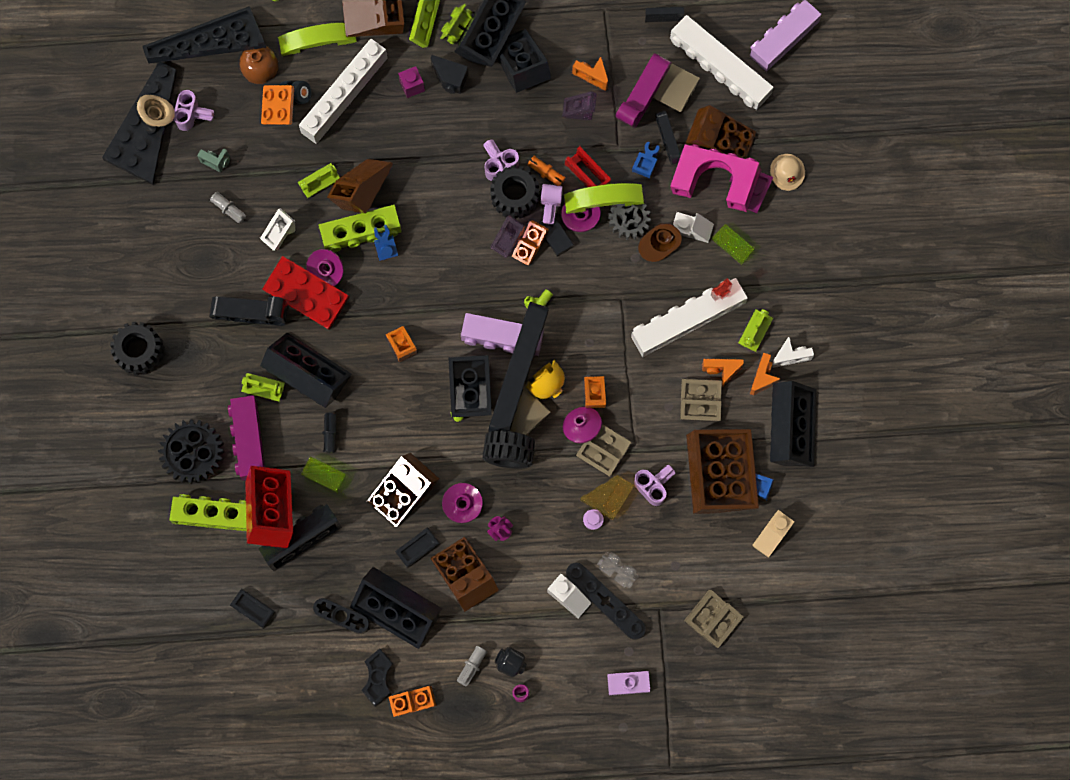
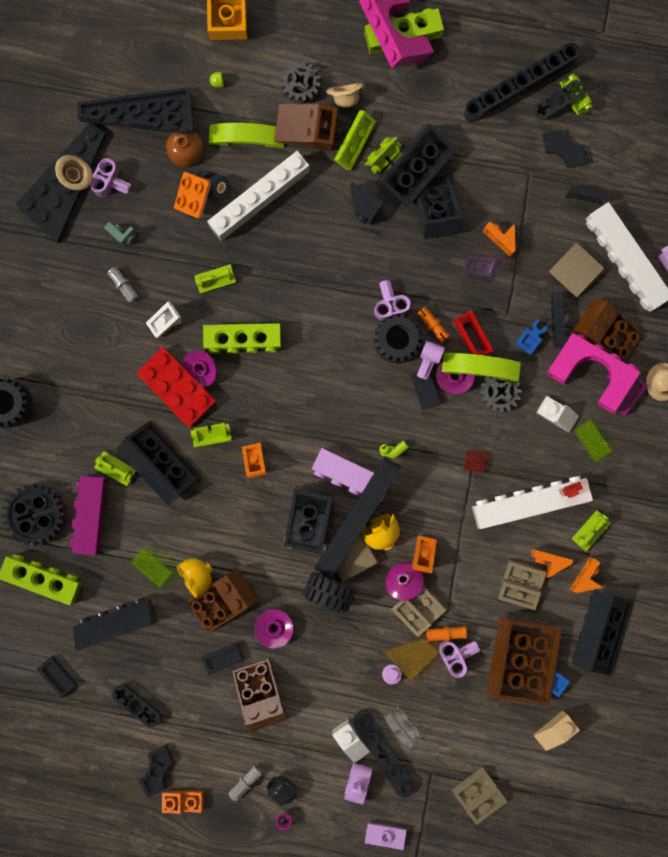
camera: 15 degrees right, 10 degrees up
(250, 311) = (118, 391): black beam -> none
(268, 507) = (90, 594): red brick -> none
(330, 433) = (167, 529): black axle -> none
(360, 186) = (252, 295): reddish brown slope -> none
(360, 326) = (219, 434): none -> lime hinge
(370, 469) = (196, 575): none -> yellow cylinder
(385, 245) = (261, 359): blue plate -> none
(395, 607) = (188, 711): black slope -> none
(411, 82) = (326, 203): magenta brick -> none
(500, 528) = (303, 662): magenta gear -> none
(507, 237) = (380, 381): clear purple slope -> none
(530, 242) = (400, 391): orange slope -> none
(586, 636) = (358, 783): none -> lavender beam
(622, 293) = (474, 462): none -> clear red plate
(637, 465) = (446, 633): none -> orange pin
(644, 91) = (547, 269): magenta beam -> none
(659, 242) = (523, 423): reddish brown piece -> none
(787, 356) = (614, 563): white slope -> none

